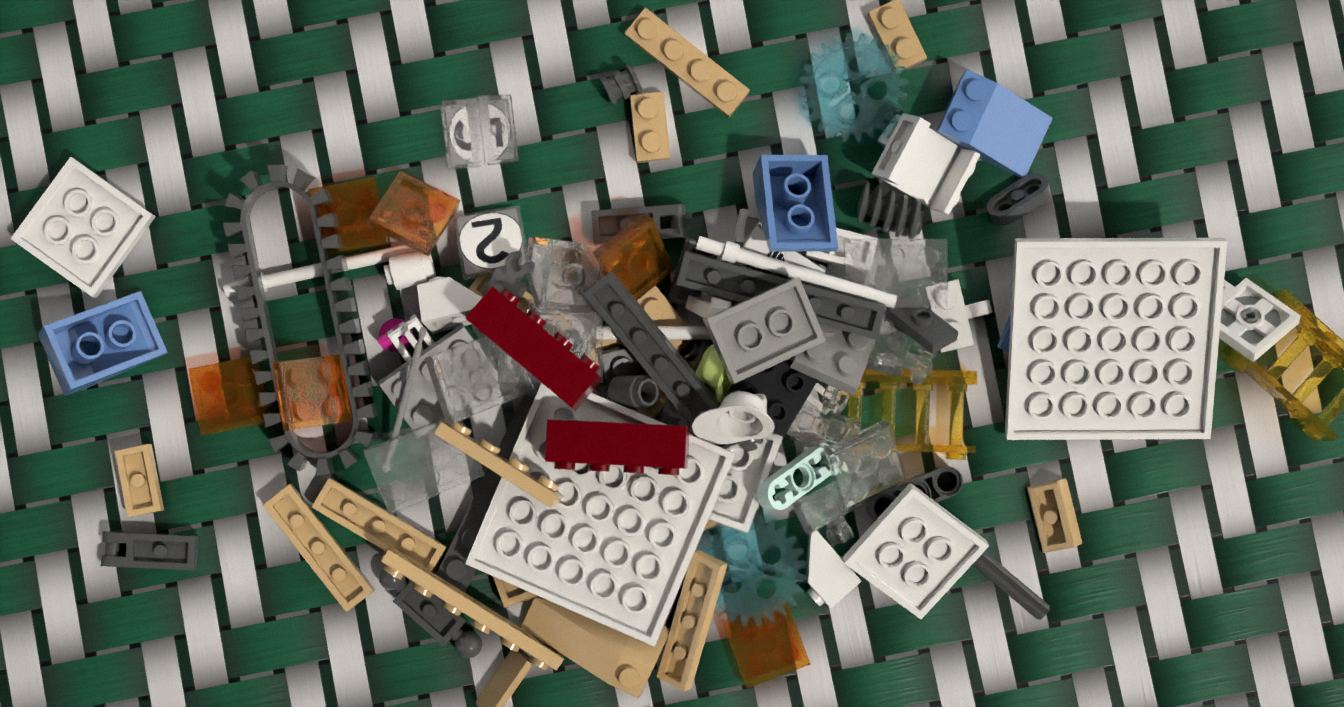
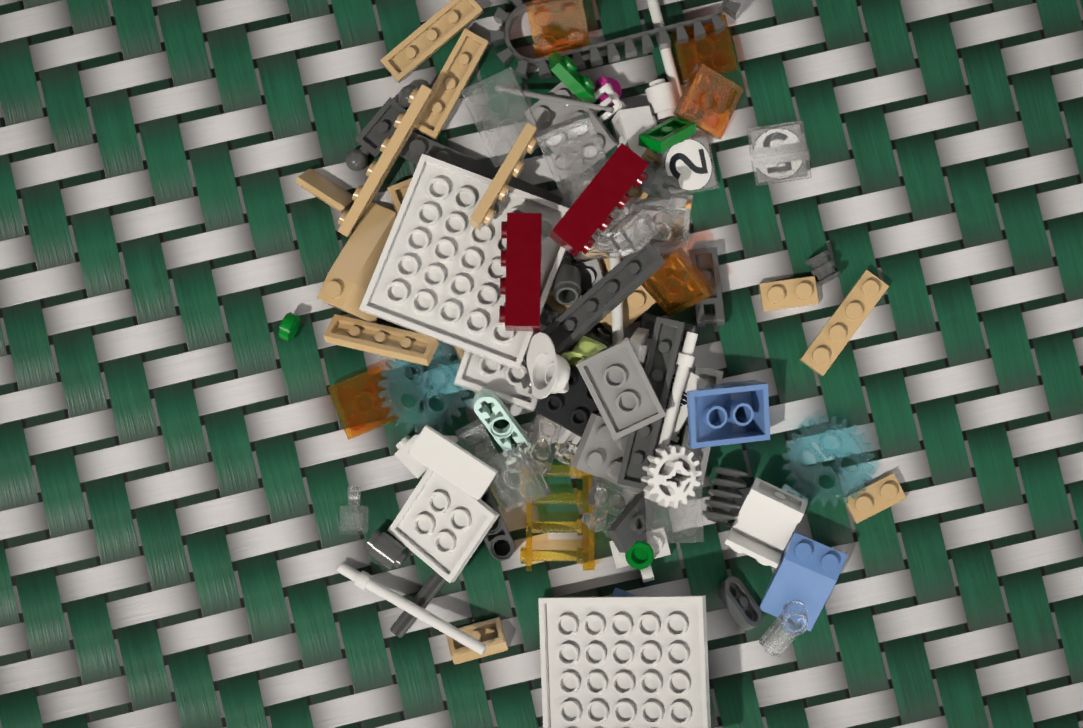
camera: 90 degrees right, 0 degrees up
(373, 383) = (566, 71): none -> green plate
(454, 264) = (667, 134): none -> green plate
(574, 309) = (633, 232): none -> clear brick
(845, 537) = (452, 462): none -> white slope
(870, 273) = (671, 476): none -> white gear
(902, 659) = (354, 517): none -> clear plate
(944, 622) = (385, 549): none -> dark grey brick
(960, 315) = (640, 555): none -> green tile
(981, 648) = (365, 581): none -> white bar
(1051, 147) = (784, 629): none -> clear piece

